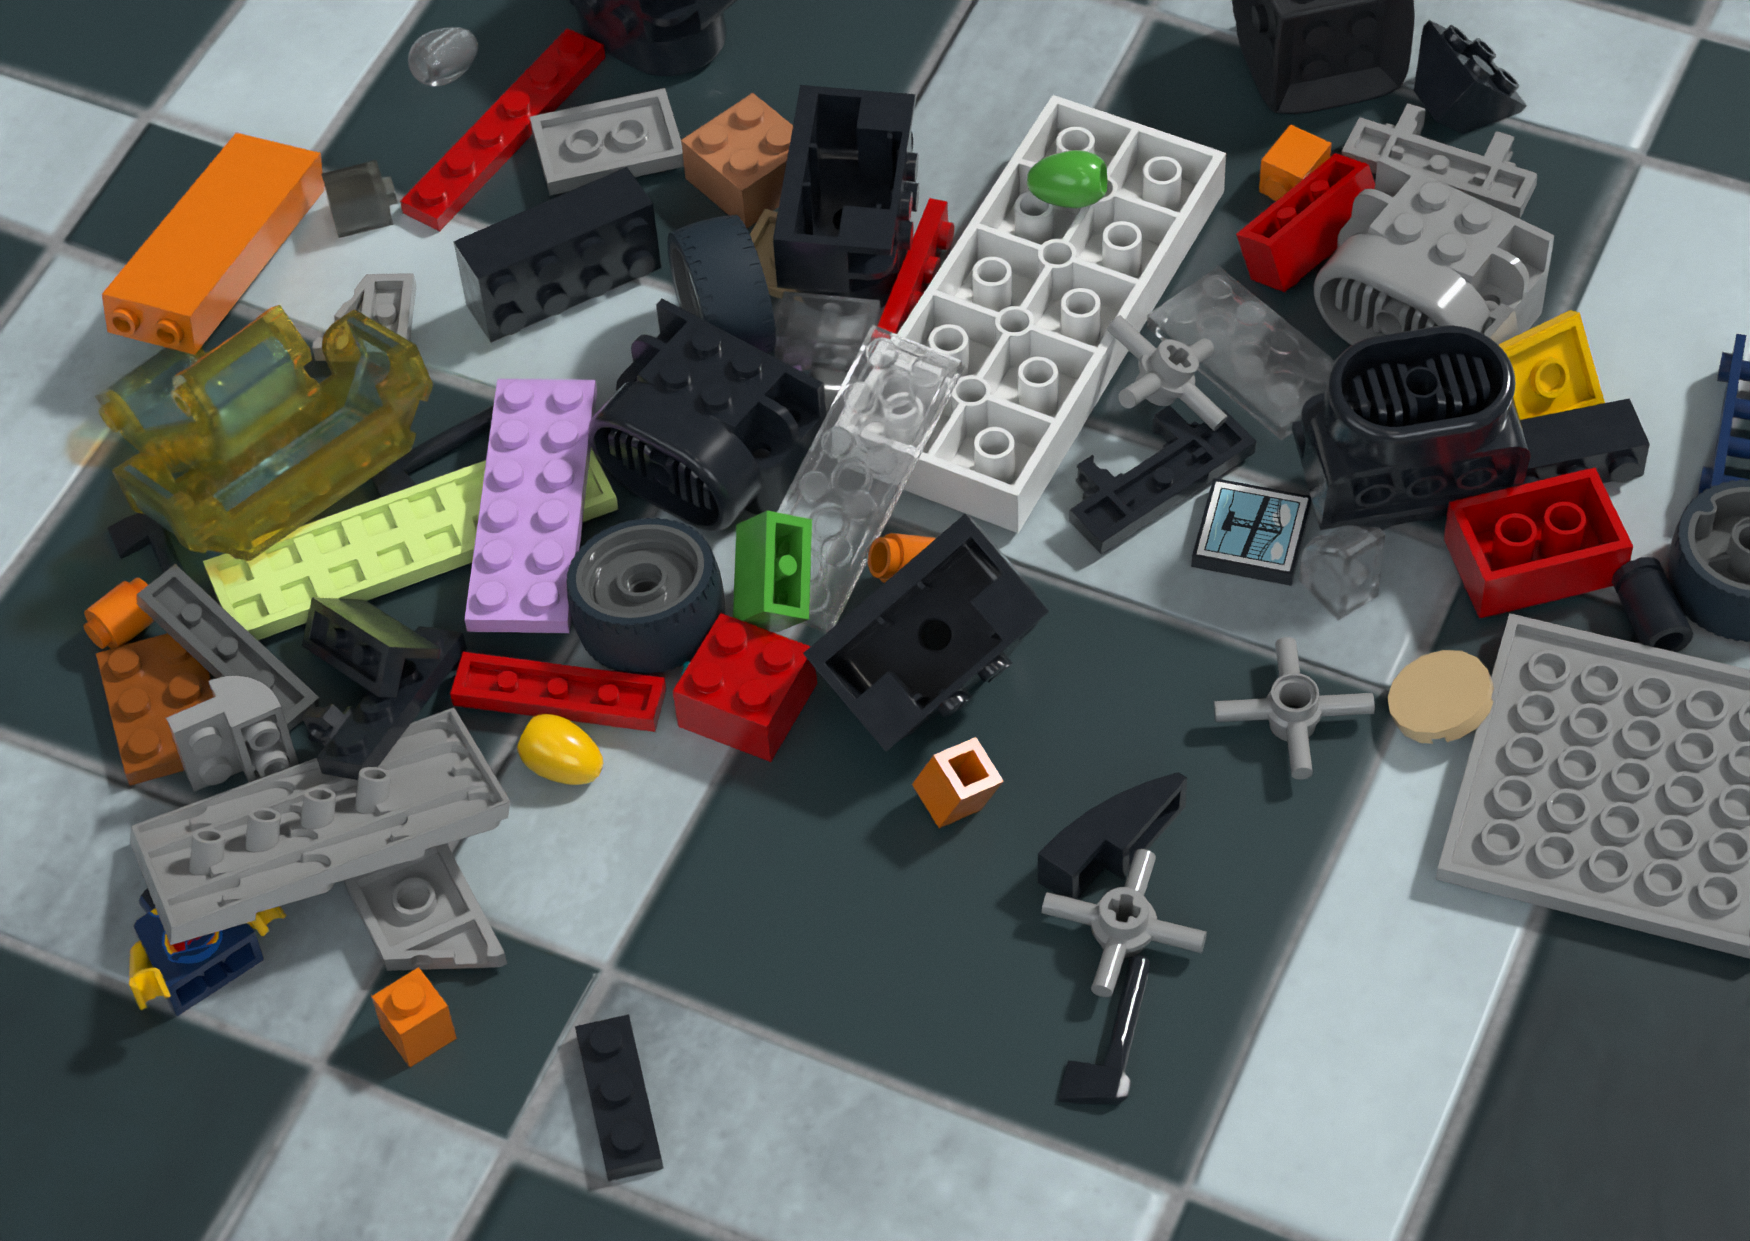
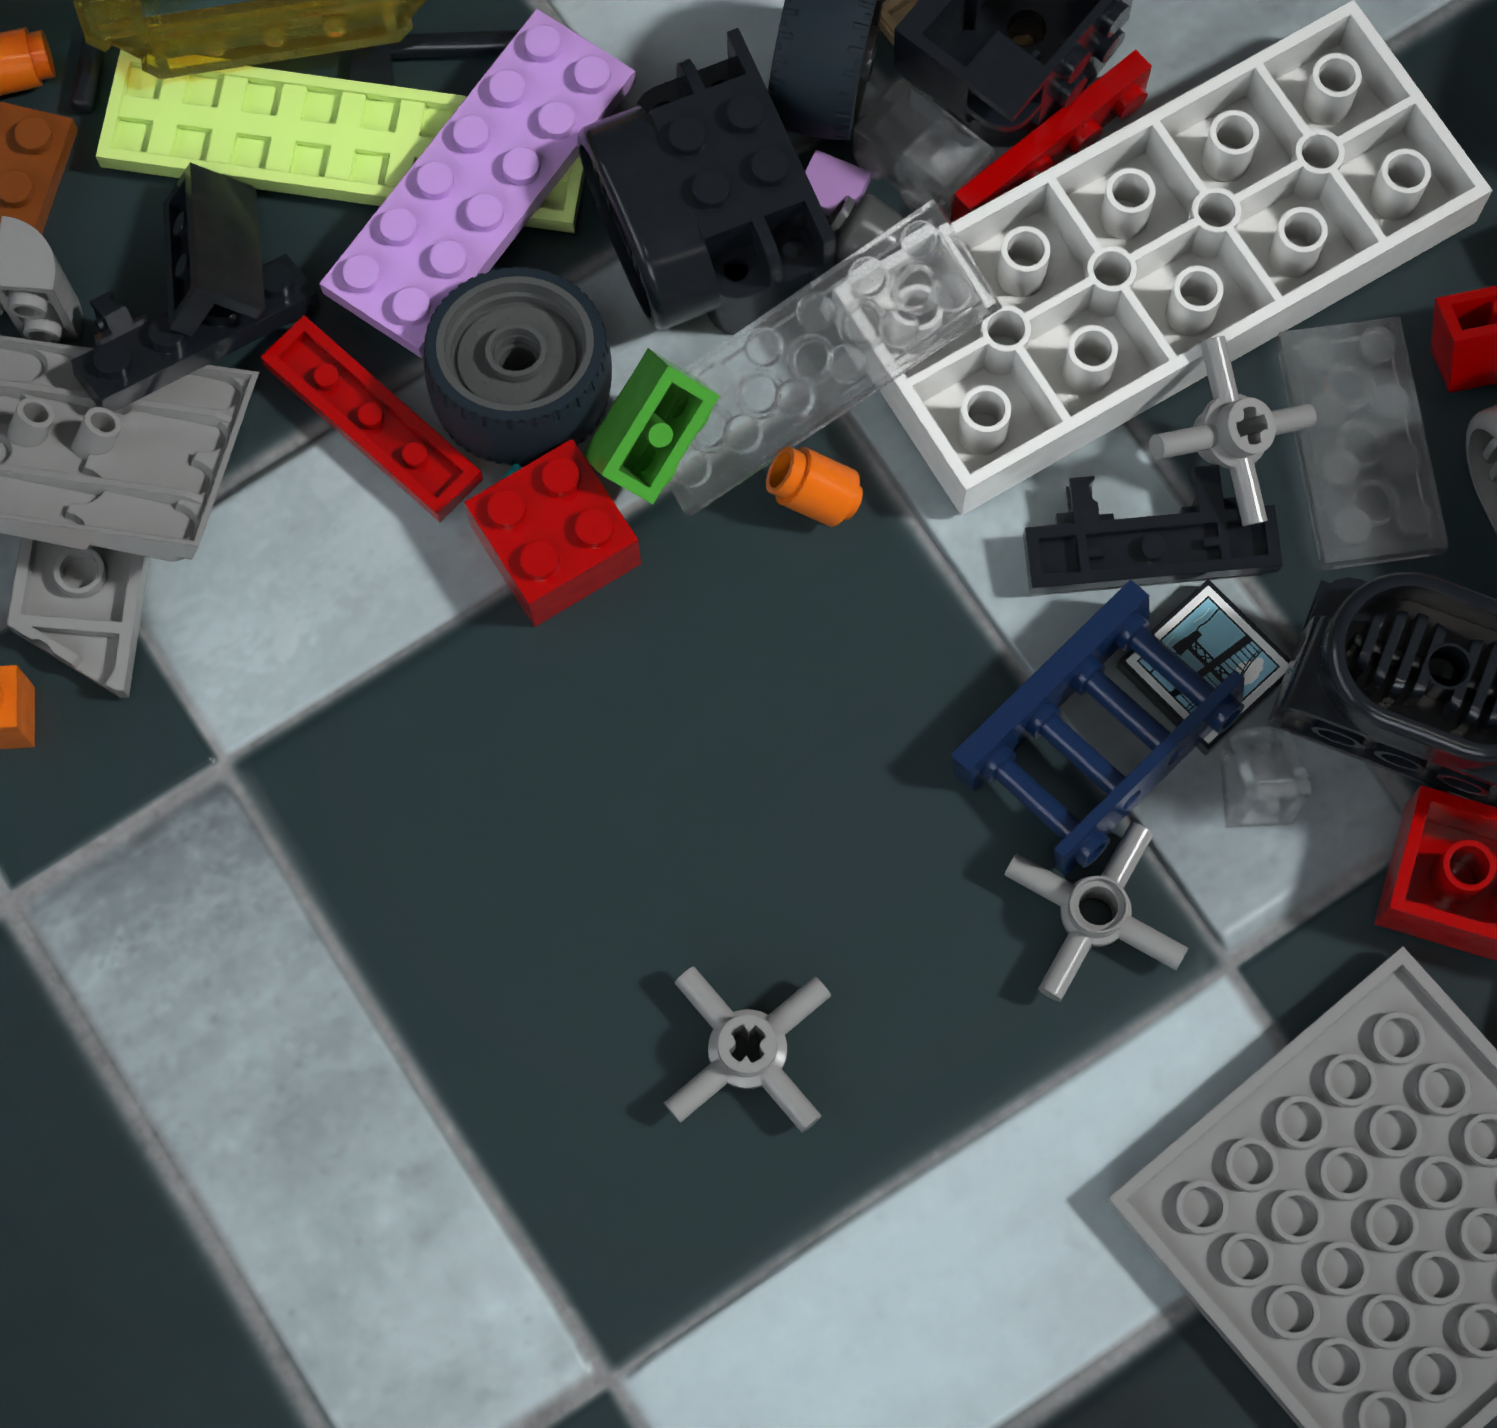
camera: 30 degrees right, 20 degrees up
(220, 640) = (73, 173): dark grey plate -> none
(559, 750) = (324, 491): yellow animal -> none
(619, 1098) = (138, 916): black plate -> none
(880, 650) = (708, 620): black brick -> none
(957, 782) = (684, 785): orange brick -> none
(1069, 179) = (1285, 129): bright green animal -> none
(1108, 1083) = (615, 1213): black piece -> none
(1110, 835) = (804, 940): black slope -> none
(1171, 569) = (1081, 668): none -> dark blue fence
(1441, 696) = (1258, 998): tan tile -> none

